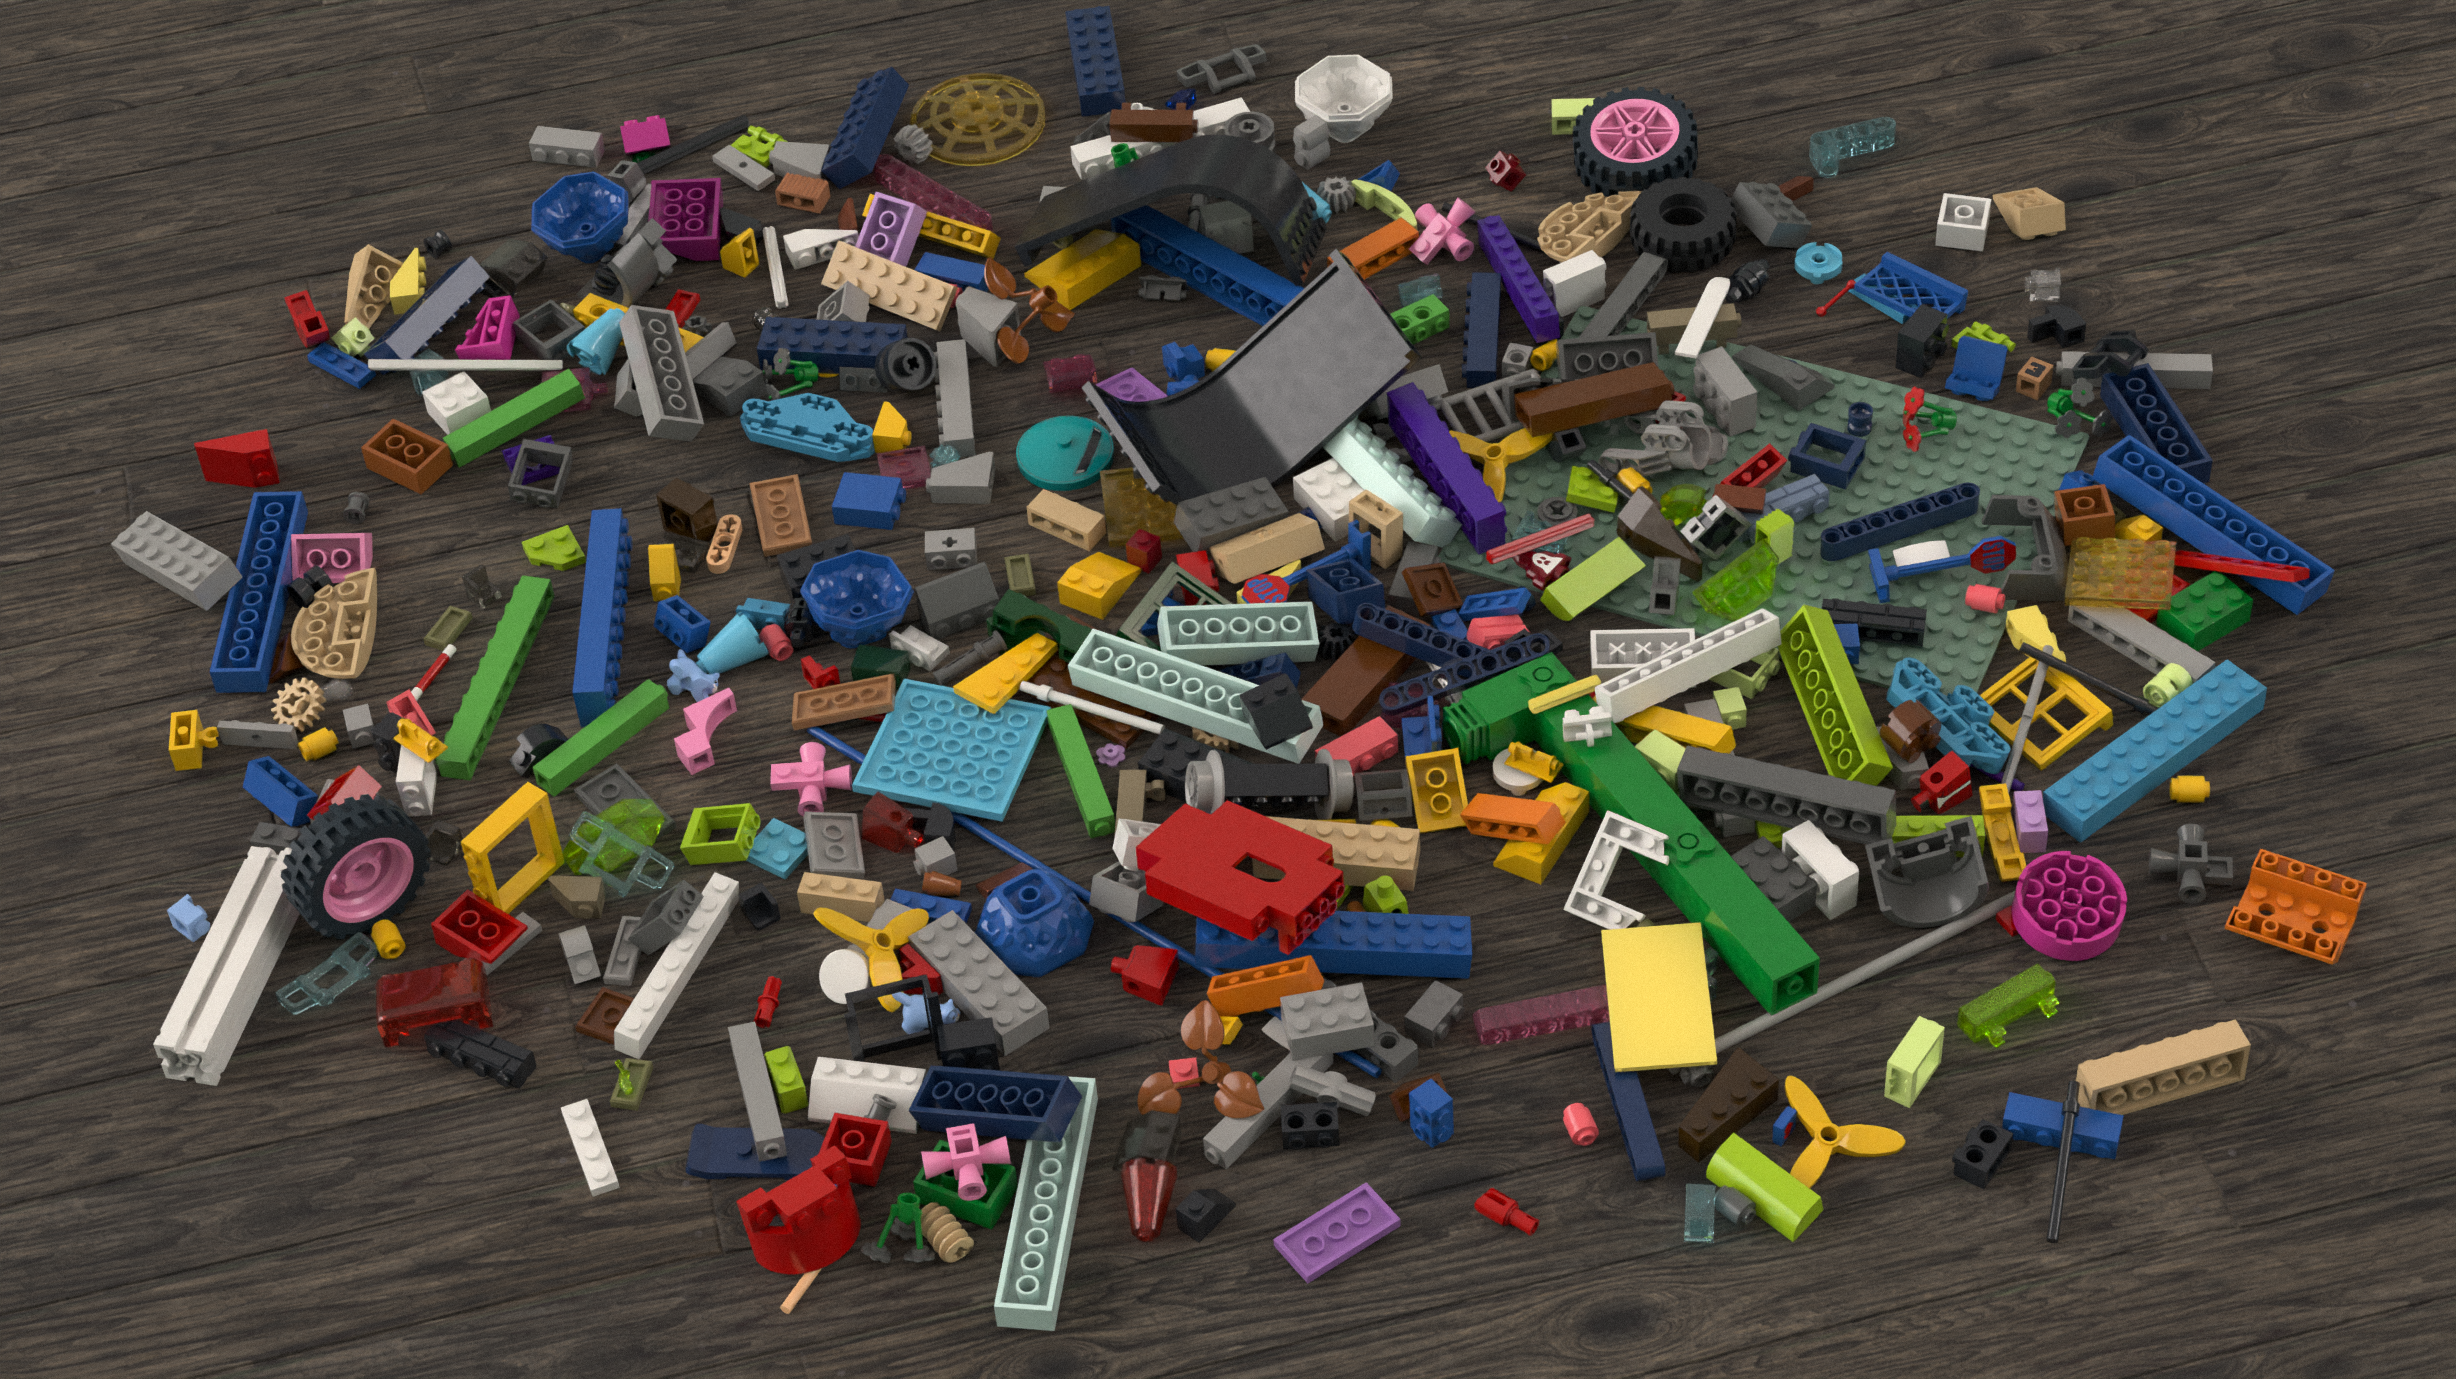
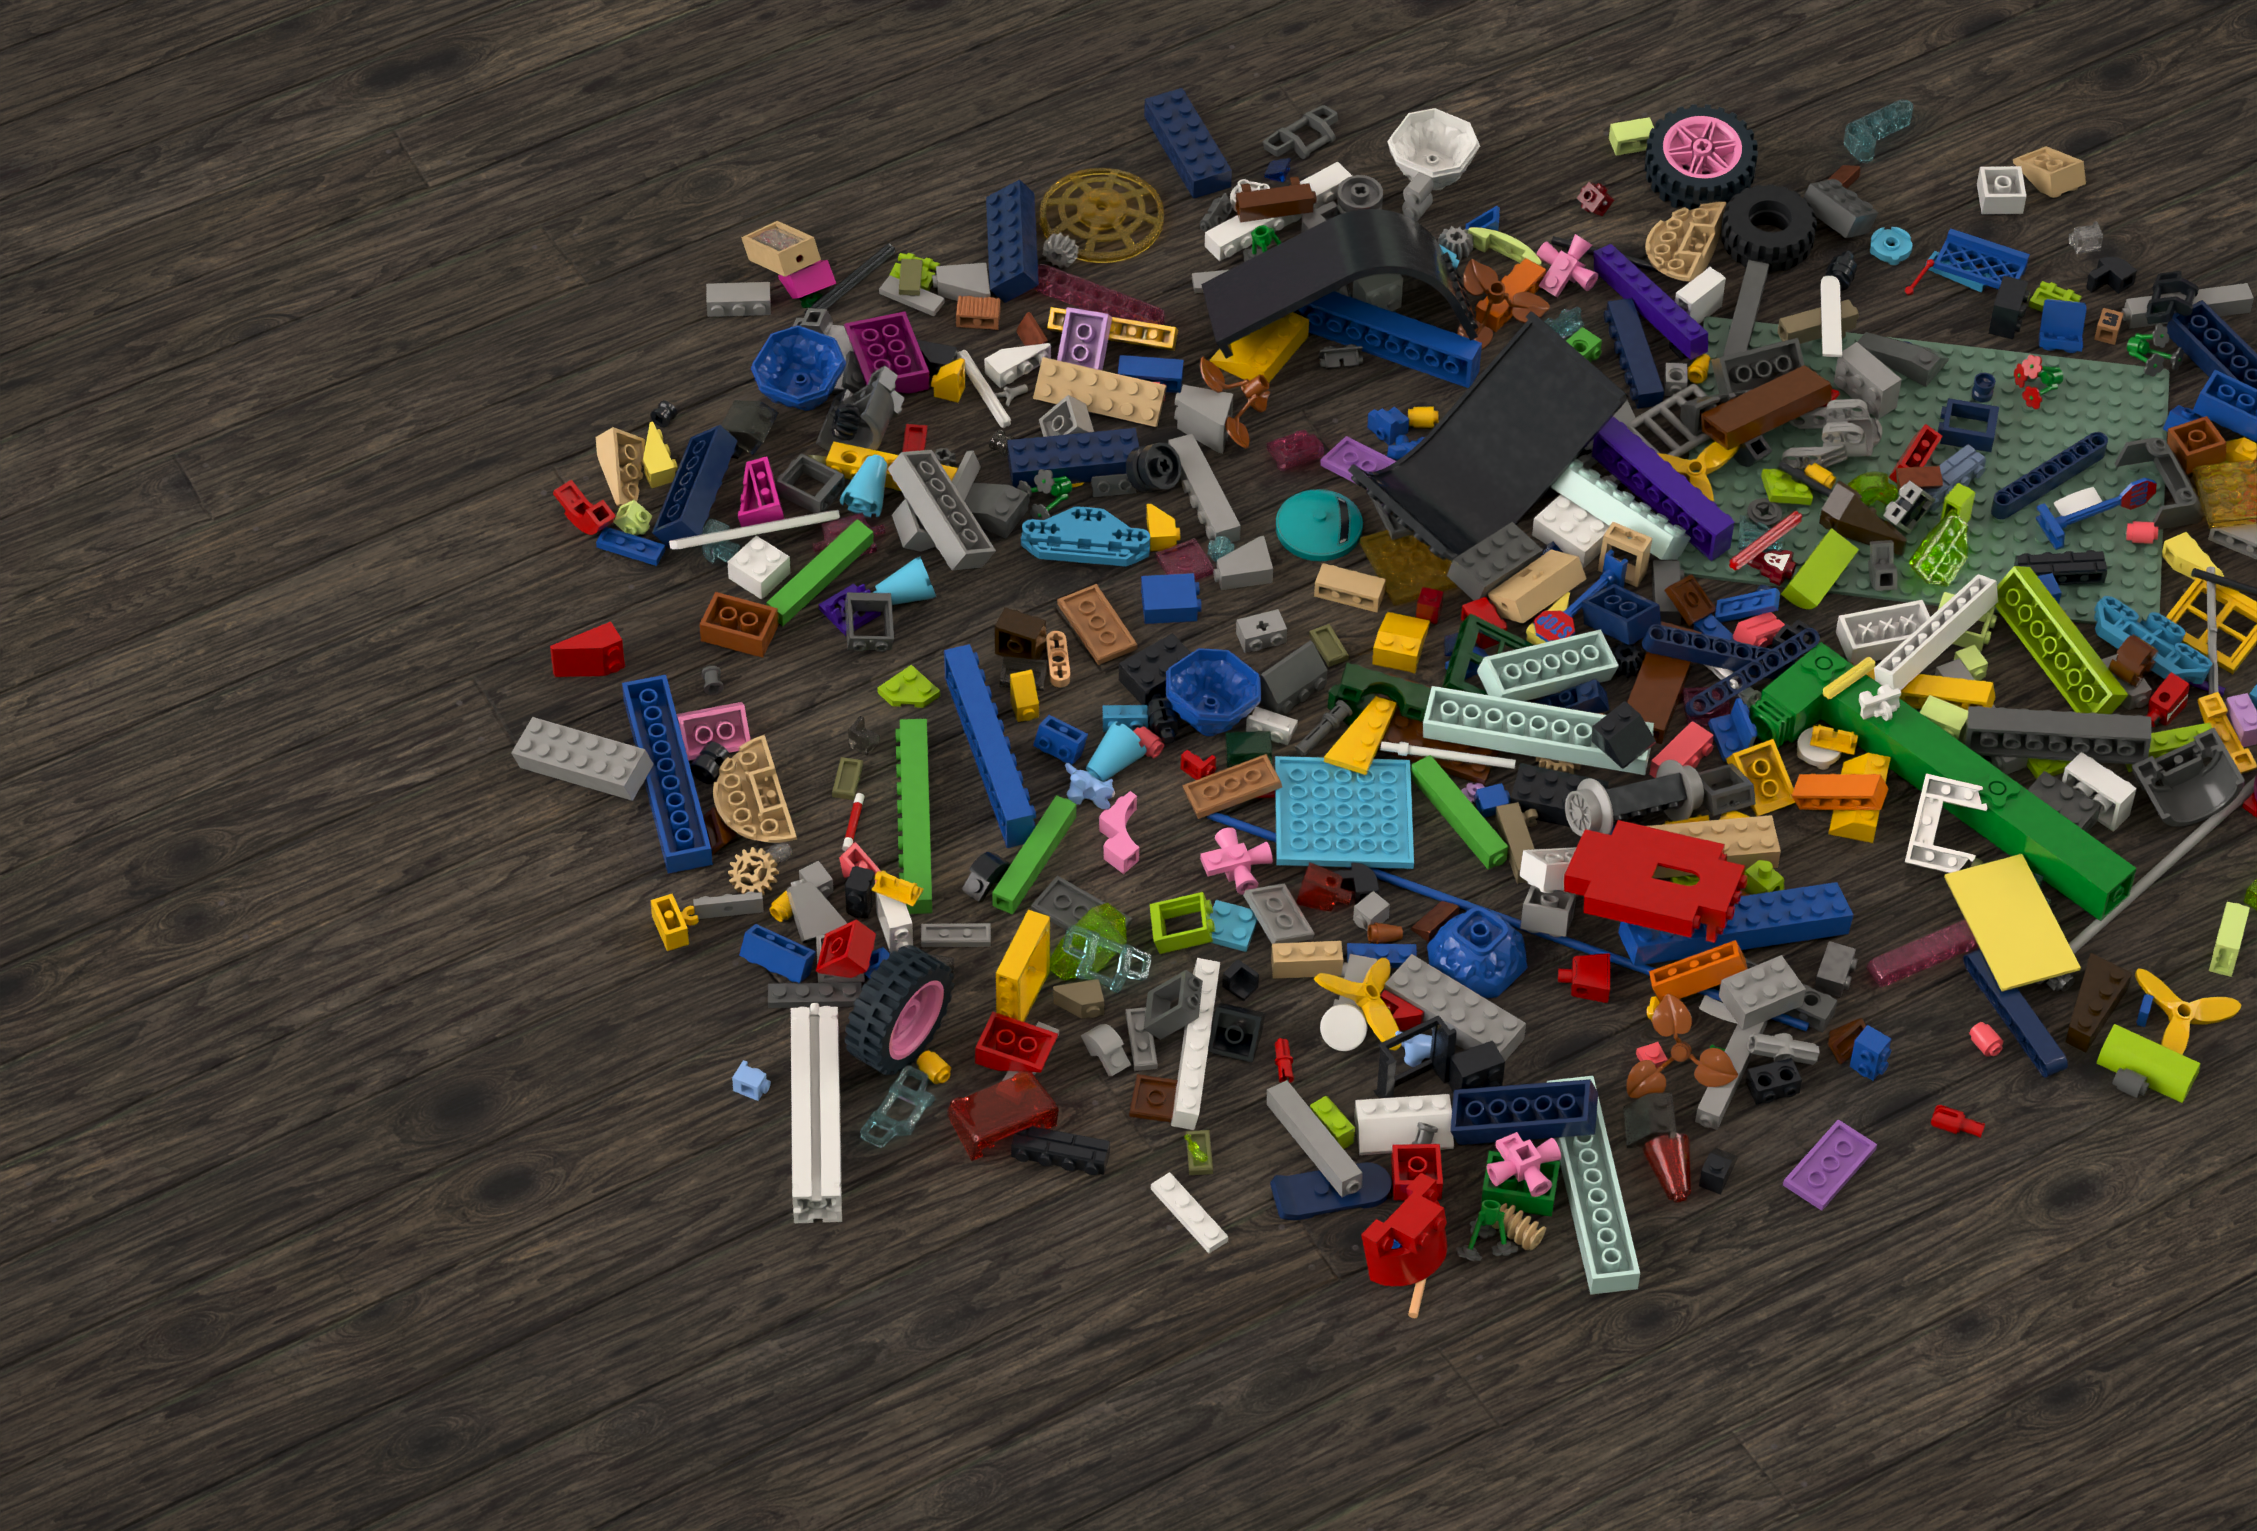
camera: 20 degrees left, 5 degrees up
(332, 750) = (812, 911): none -> light grey slope
(470, 804) = (956, 935): none -> light grey tile
(600, 443) = (908, 584): none -> medium azure cone
(623, 101) = (781, 248): none -> tan brick
(729, 960) = (1236, 1032): none -> black slope
(747, 148) = (910, 277): none -> olive tile
(802, 275) = (1010, 393): none -> light grey bar
(1119, 759) = (1490, 797): none -> blue brick
(1342, 233) = (1480, 279): none -> dark orange plant
(1699, 1213) = (2108, 1099): clear light blue brick -> none

